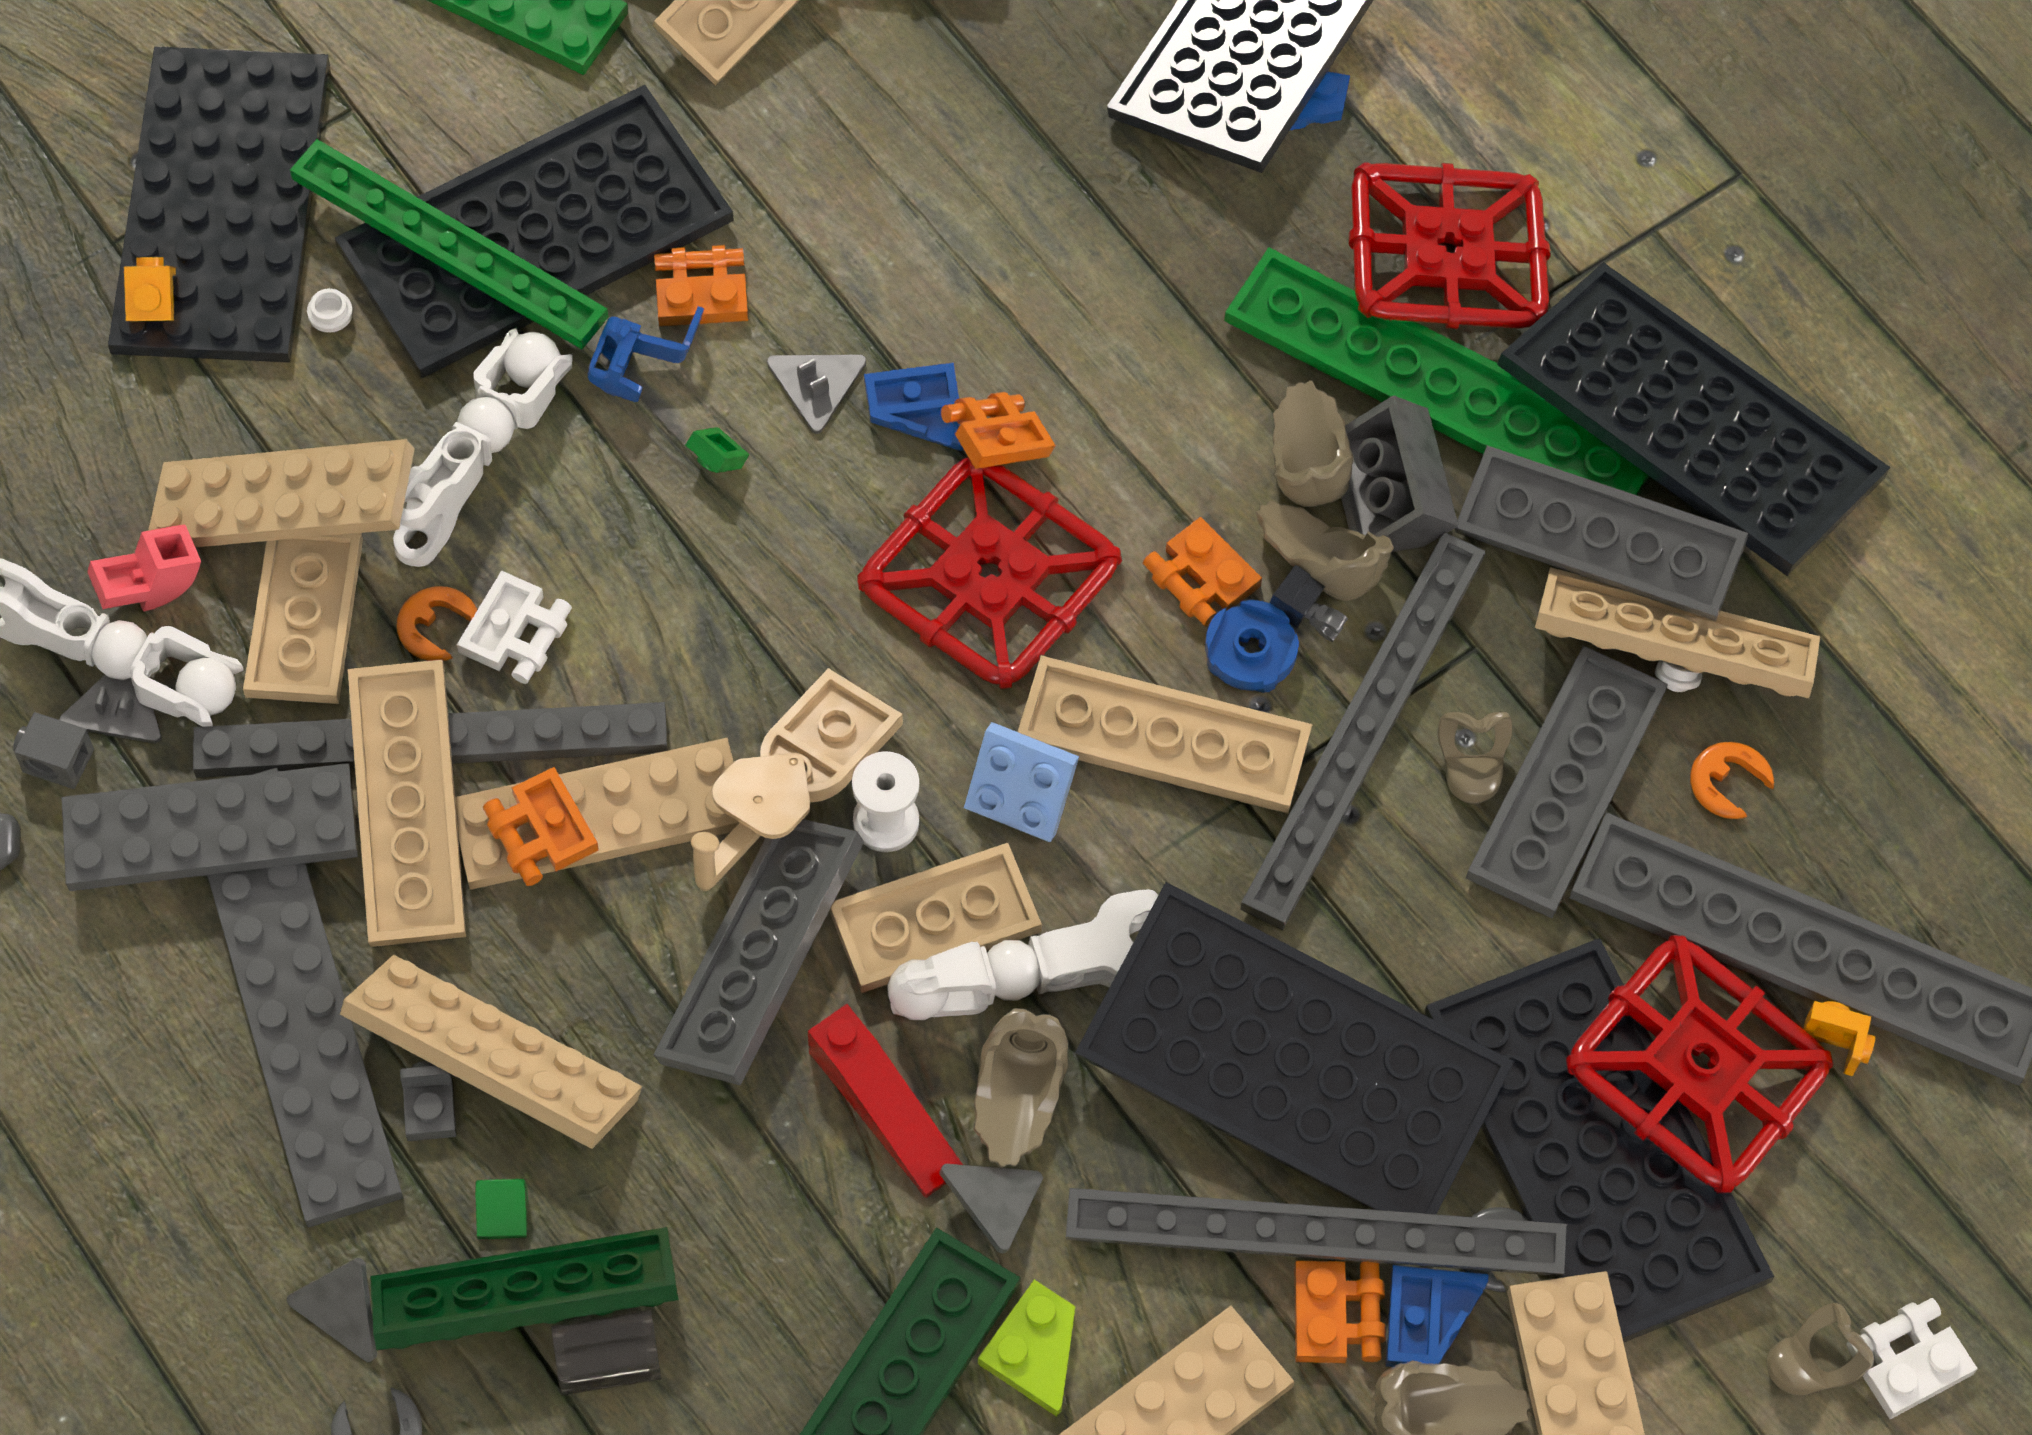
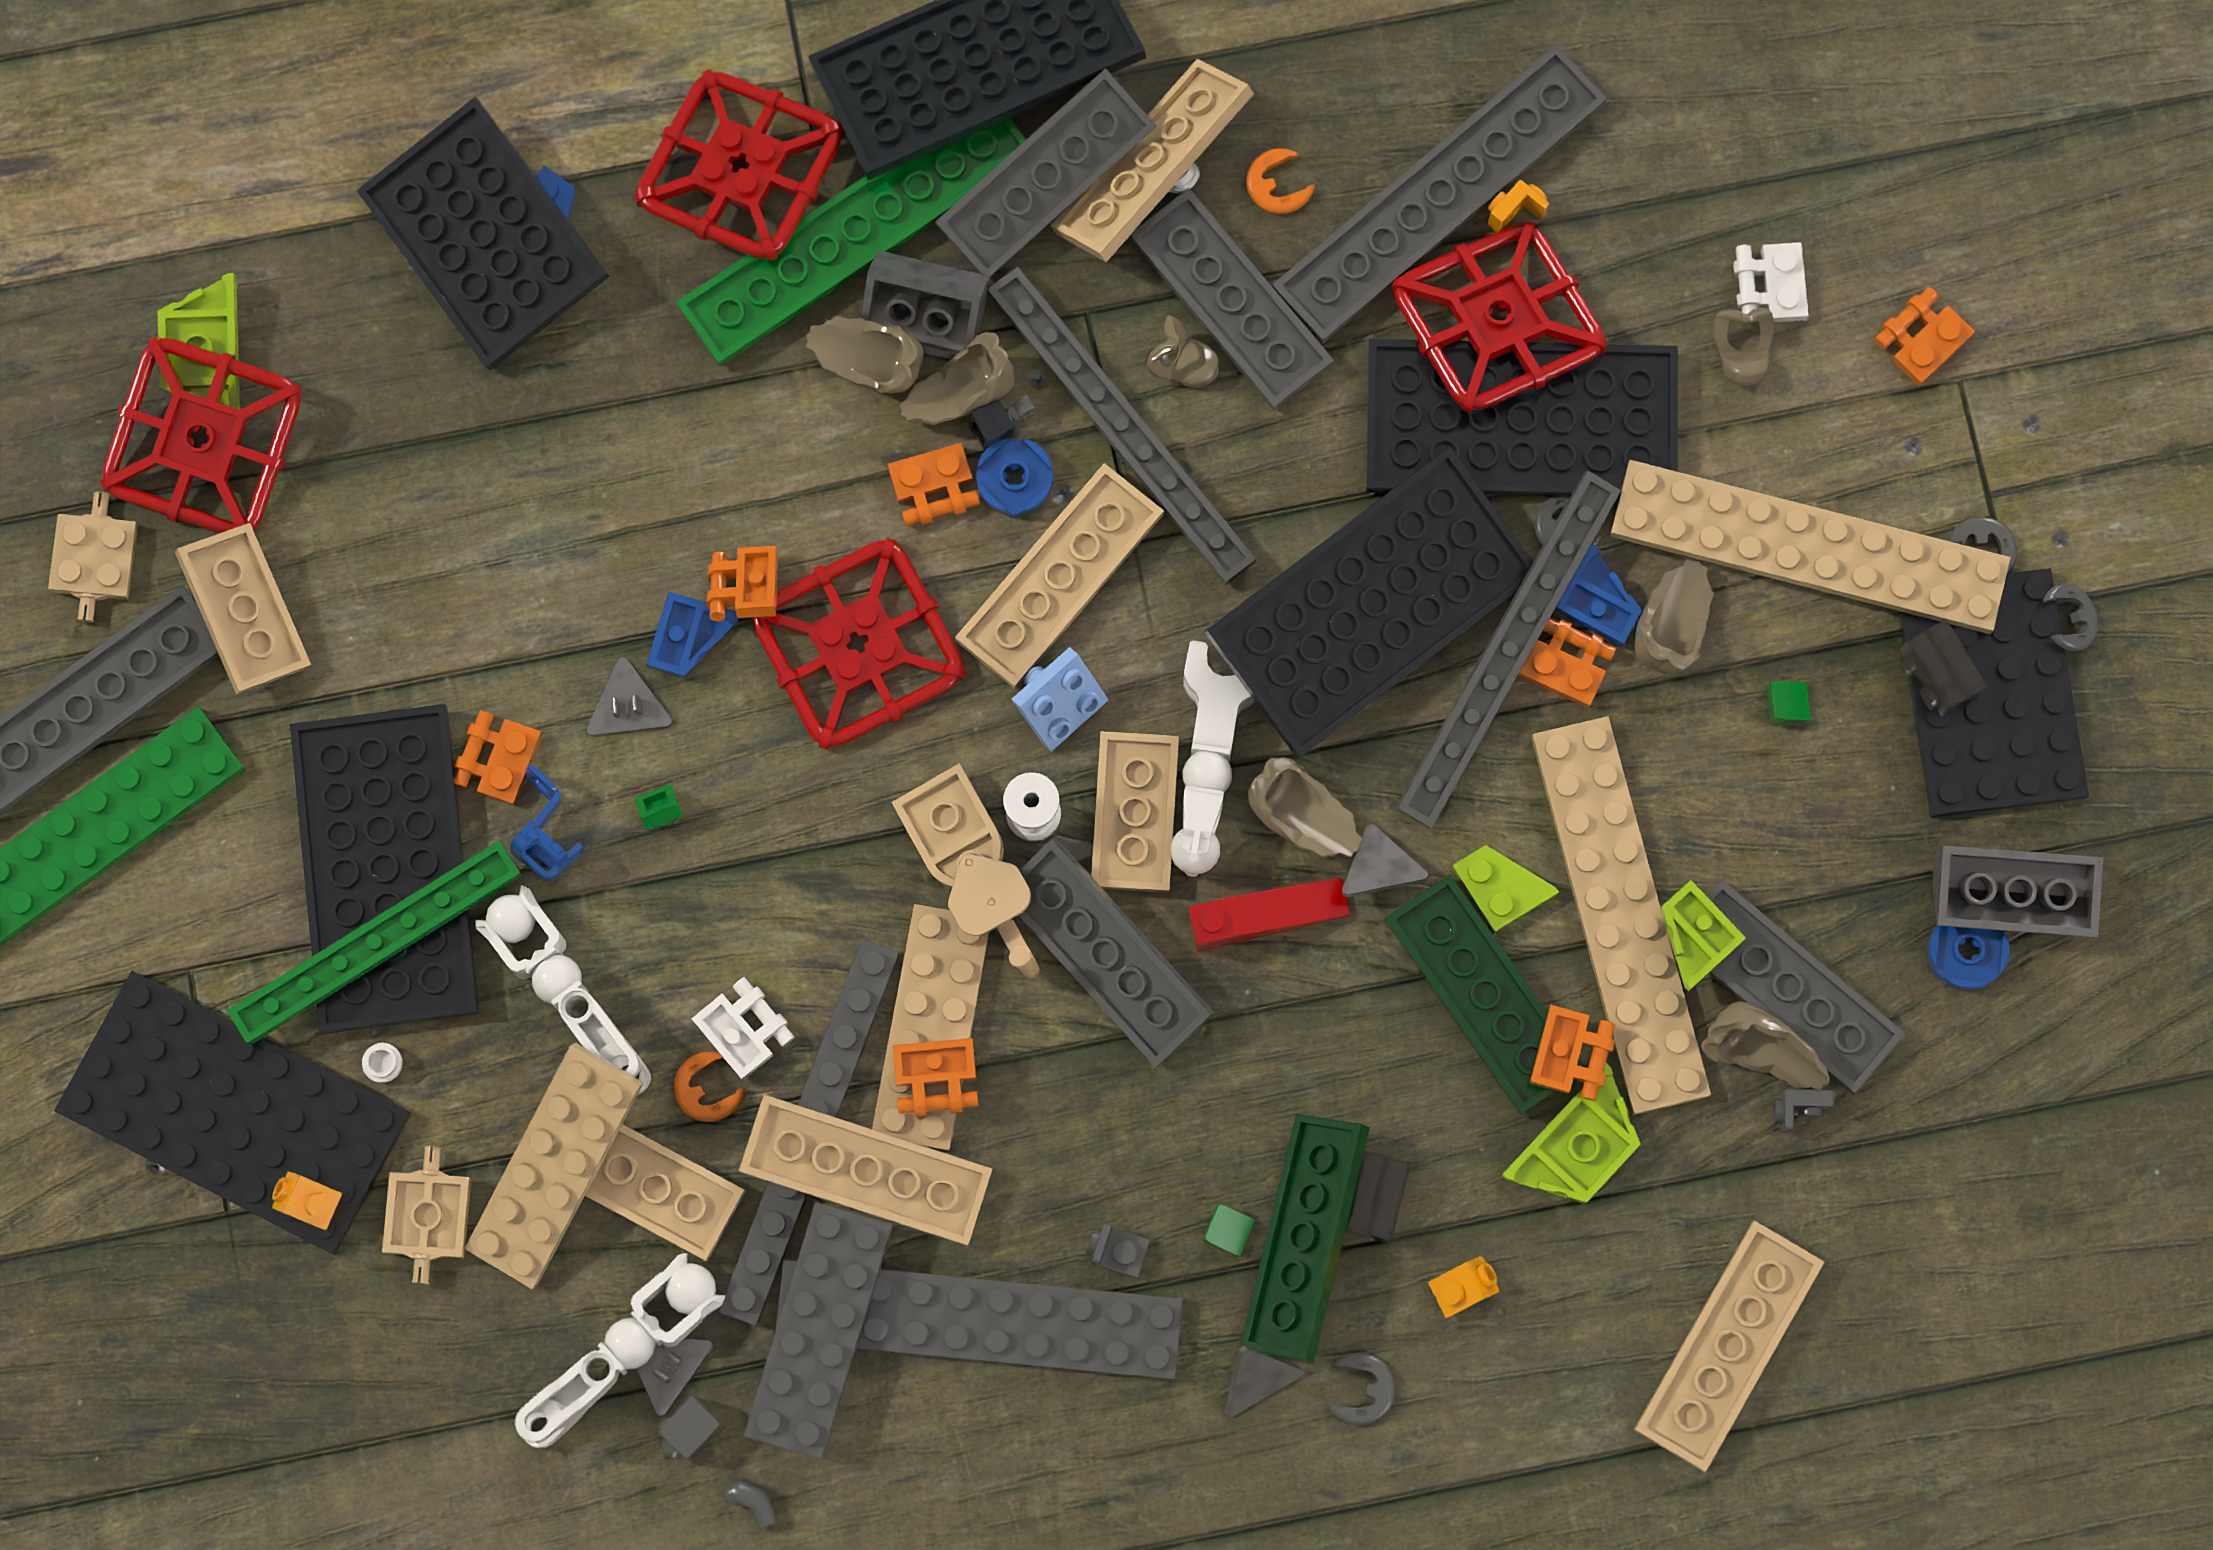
camera: 60 degrees left, 15 degrees up
(153, 575) = (566, 1296): coral brick -> none
(184, 413) = (426, 1215): none -> tan plate
(491, 1051) = (1102, 1187): tan plate -> none

